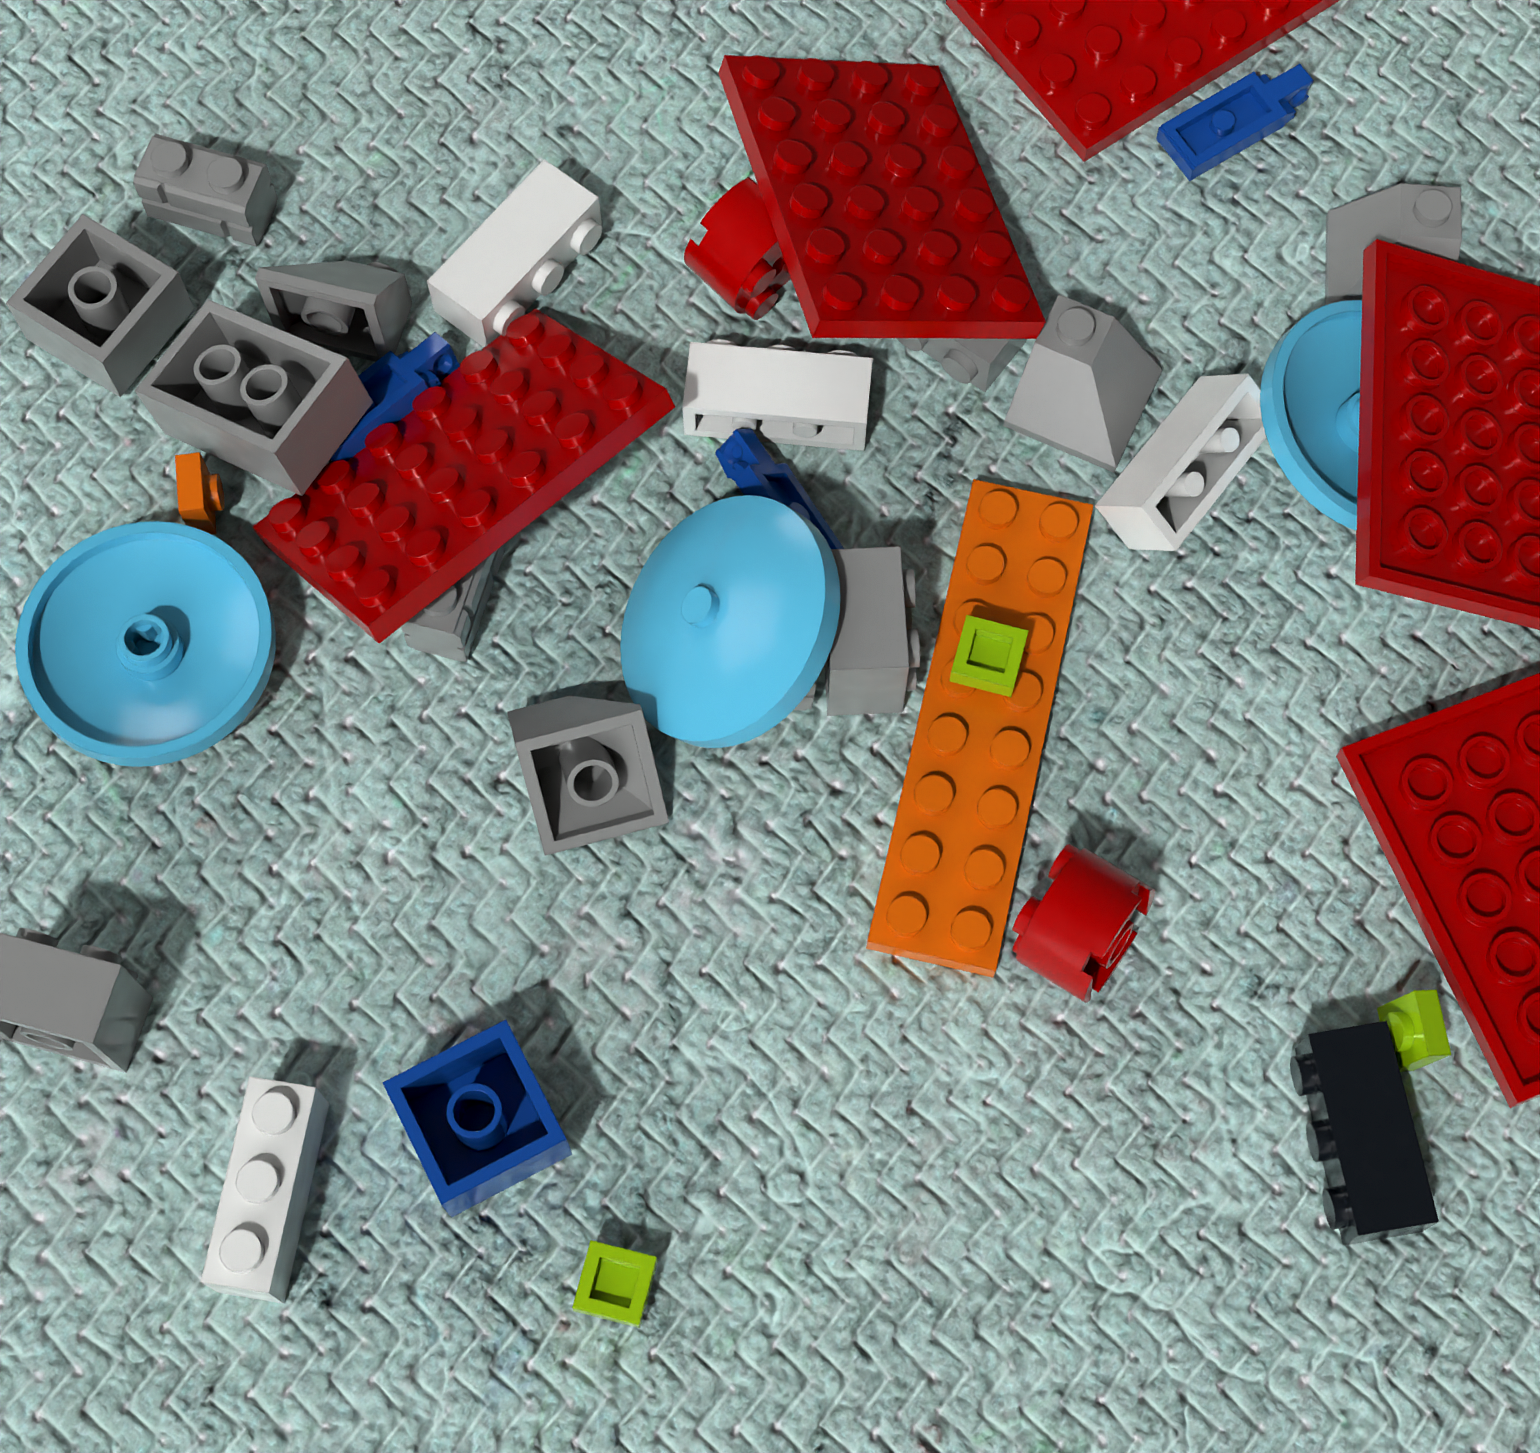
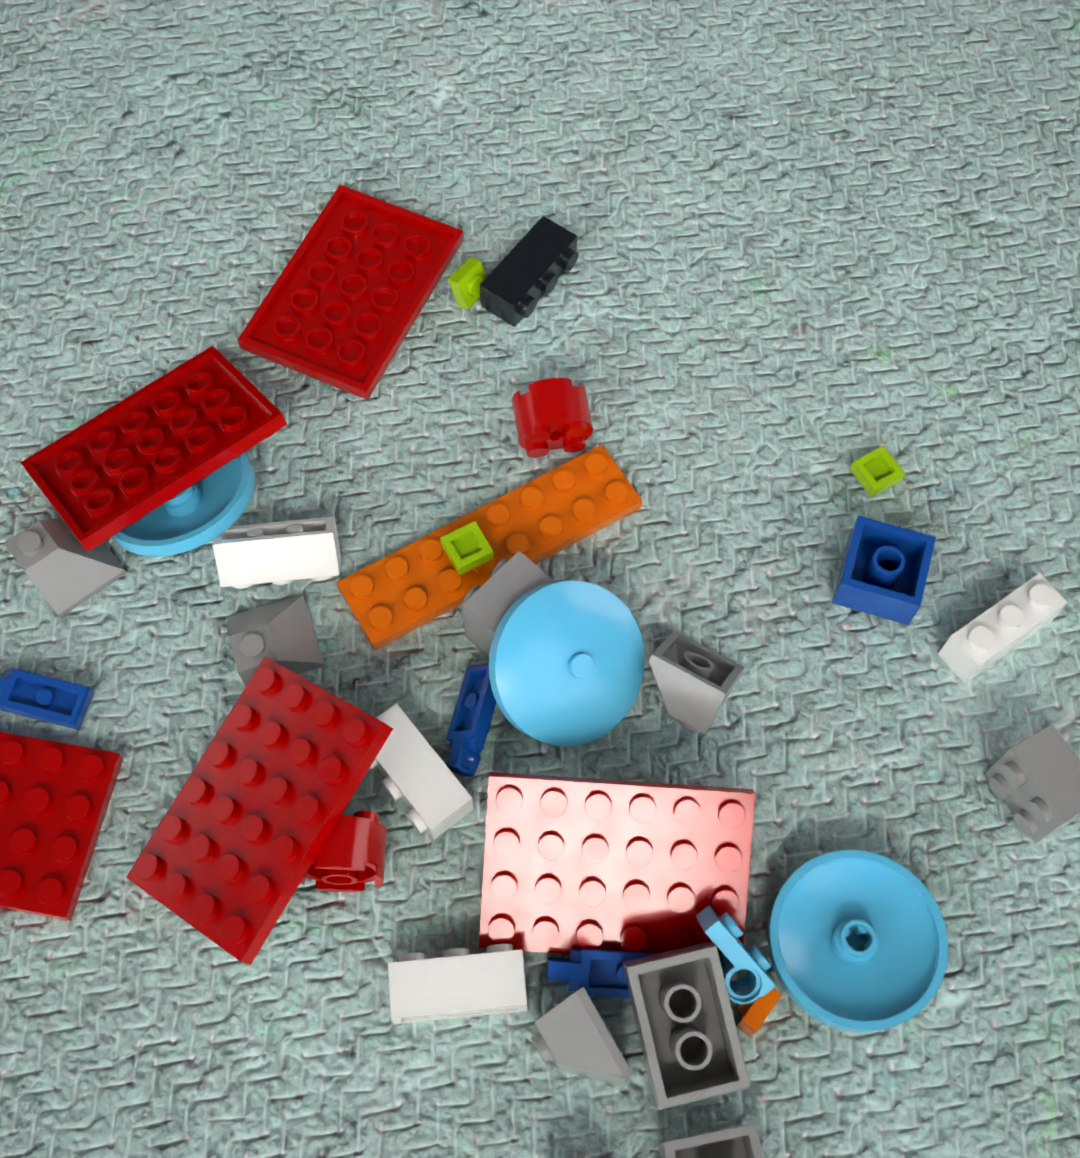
camera: 135 degrees left, 5 degrees down
(253, 499) = (736, 956): none -> medium azure plate

